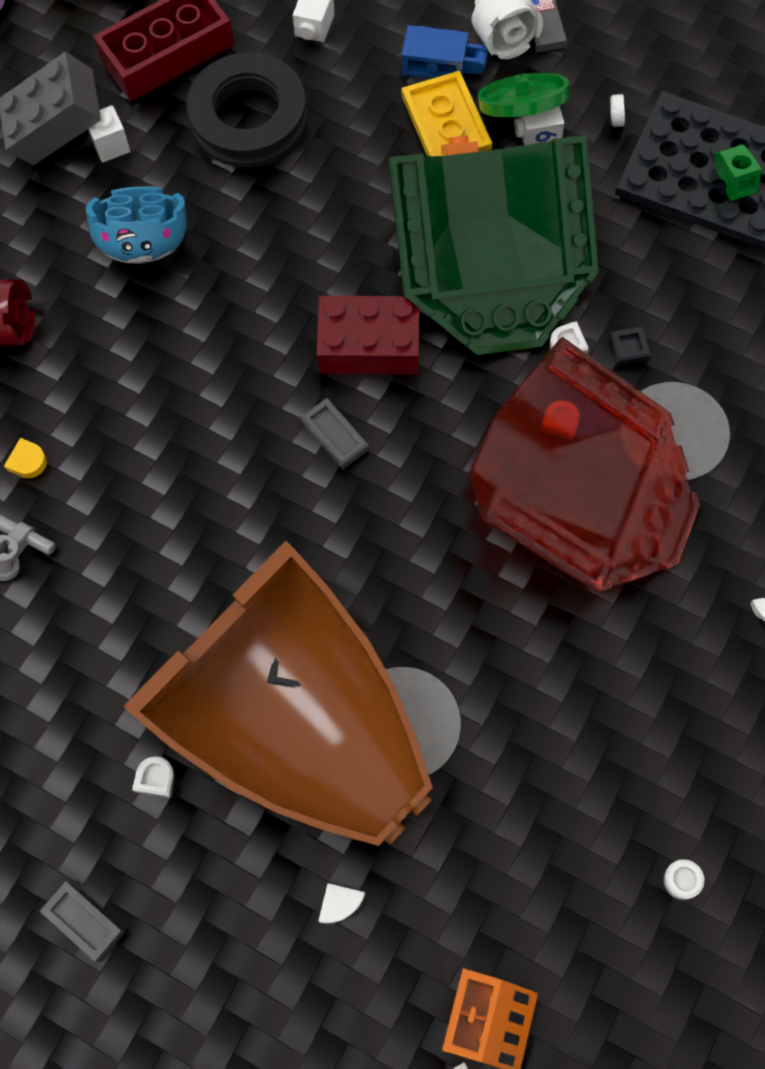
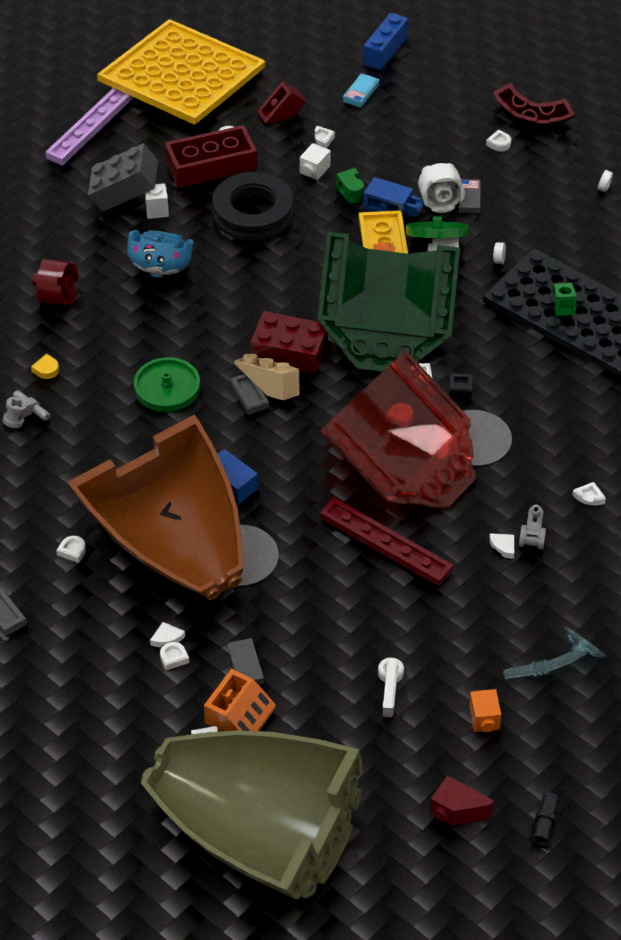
camera: 10 degrees right, 20 degrees down
(211, 447) = (167, 384): none -> green piece
(358, 591) = (241, 477): none -> blue brick
(358, 936) = (173, 655): none -> white tile
(363, 404) = (273, 378): none -> tan slope
(374, 44) = (350, 185): none -> green leg
(469, 923) = (245, 659): none -> dark grey tile
(610, 652) = (386, 541): none -> dark red plate
(700, 926) = (390, 688): none -> white tile

